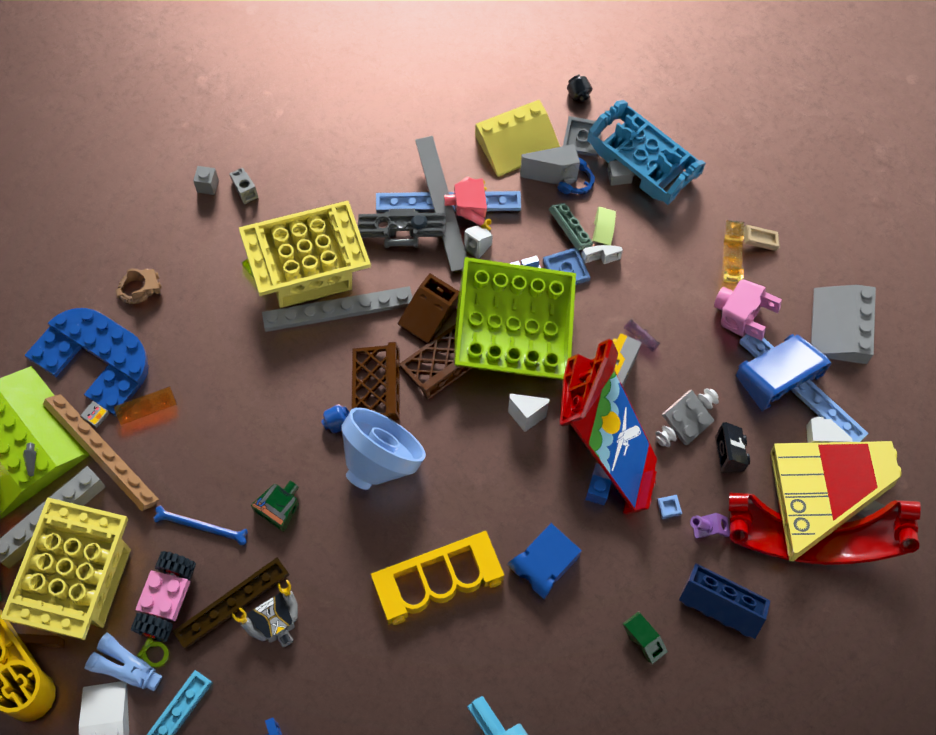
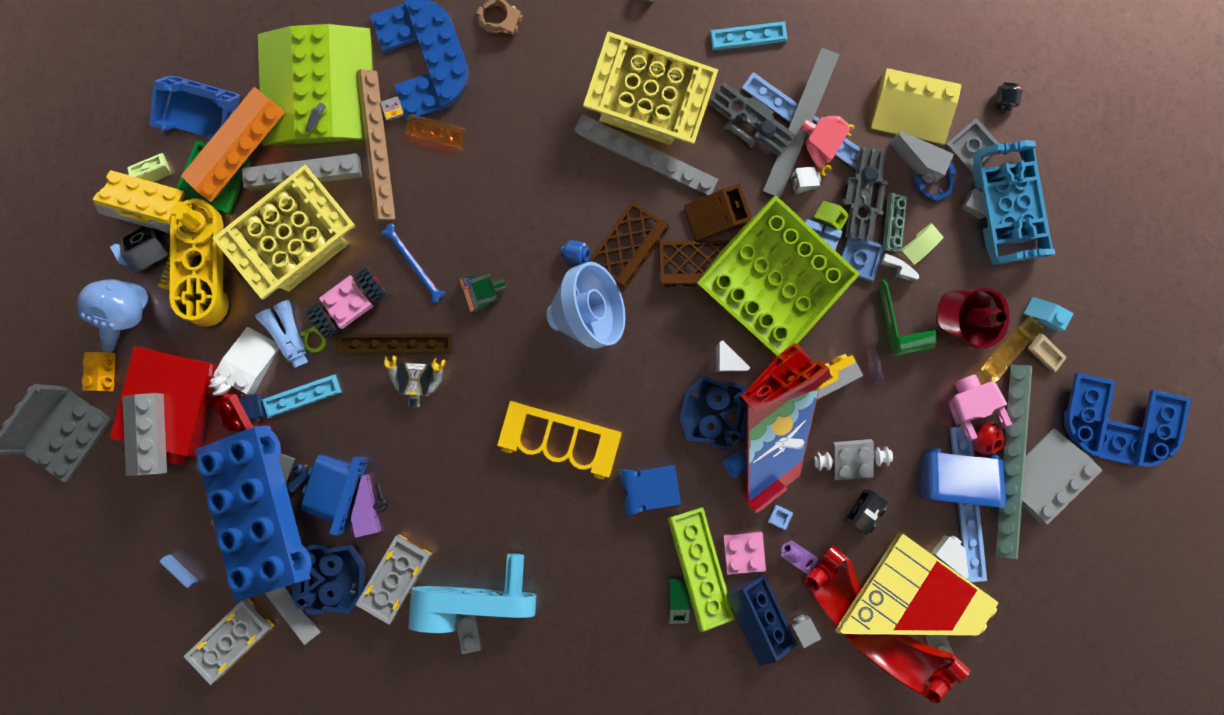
camera: 35 degrees right, 20 degrees up
(352, 173) = (748, 36): none -> medium azure tile
(518, 250) = (831, 215): none -> lime brick
(527, 222) = (859, 193): none -> dark grey piece
(536, 466) = (701, 409): none -> dark blue brick
(641, 596) = (701, 569): none -> lime tile
(645, 305) = (903, 344): none -> green piece
(665, 557) = (744, 553): none -> bright pink plate
(687, 245) = (974, 316): none -> dark red piece
(739, 209) = (1048, 314): none -> medium azure slope
(766, 581) = (805, 630): none -> light grey brick
(776, 327) = (989, 440): none -> red piece
(810, 331) = (1014, 461): none -> sand green plate
(864, 264) = (1095, 435): none -> blue plate

